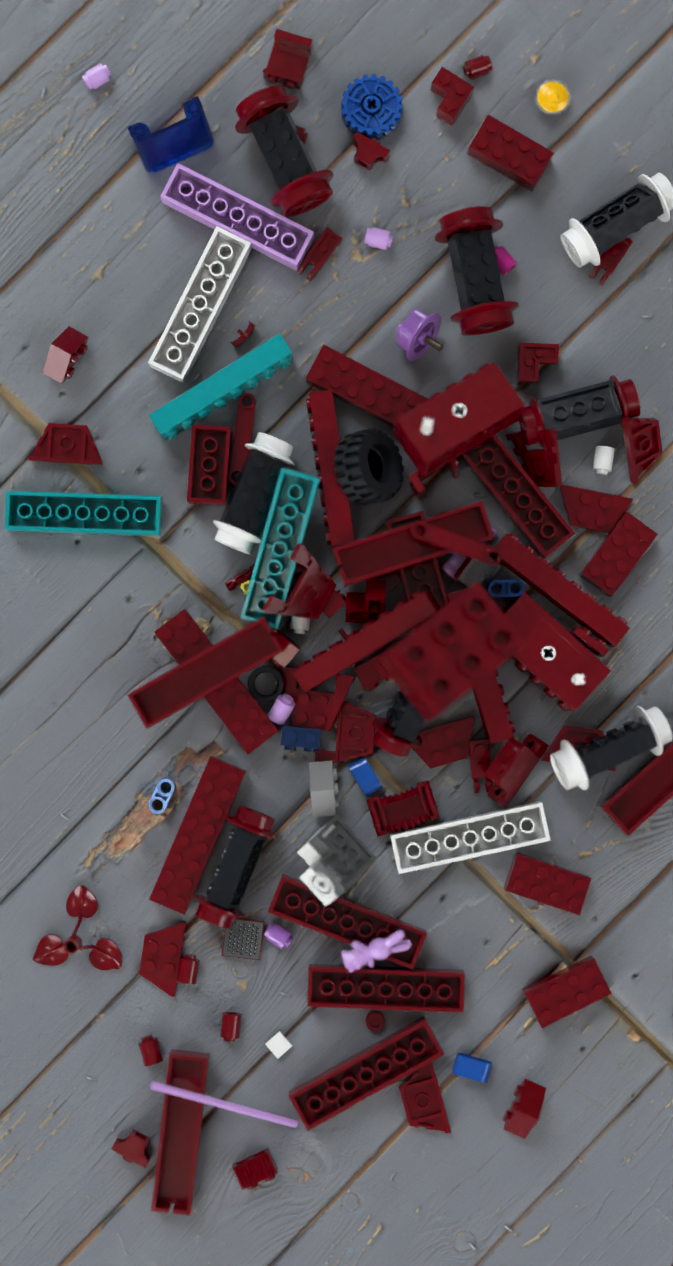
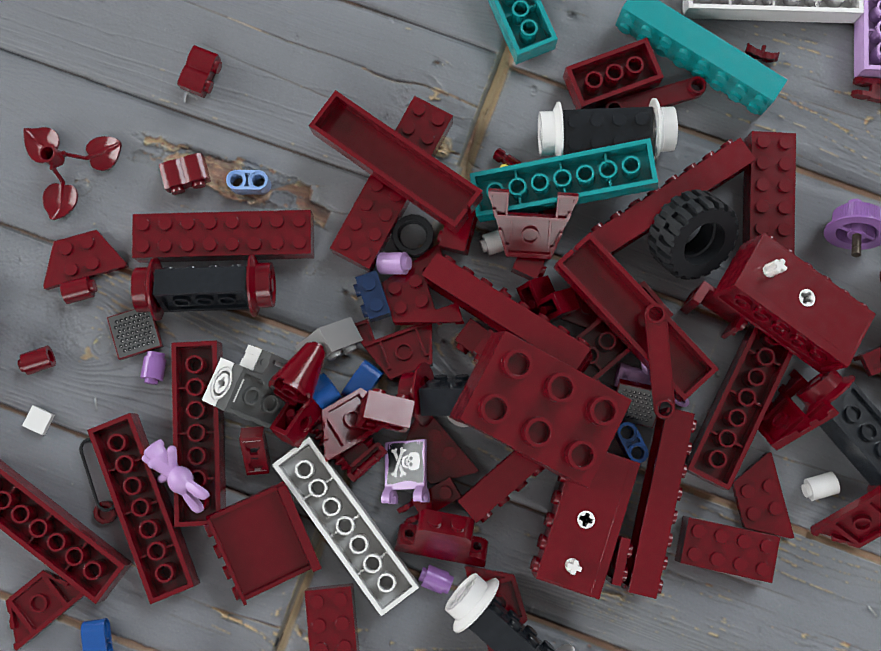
camera: 70 degrees right, 5 degrees down
(51, 796) = (199, 71): none -> dark red brick
(131, 844) = (184, 173): none -> dark red brick
(342, 821) = (300, 375): none -> dark red cone
(343, 1022) = (90, 479): none -> black piece
(358, 809) = (325, 392): none -> blue beam
(372, 839) = (295, 422): none -> dark red brick
(381, 883) = (255, 450): none -> dark red piece
(393, 796) = (340, 423): none -> wing
(398, 770) = (384, 411): none -> brick
(448, 772) = (406, 470): none -> flag
(453, 907) = (261, 541): none -> dark red panel
(541, 786) = (436, 579): none -> medium lavender brick

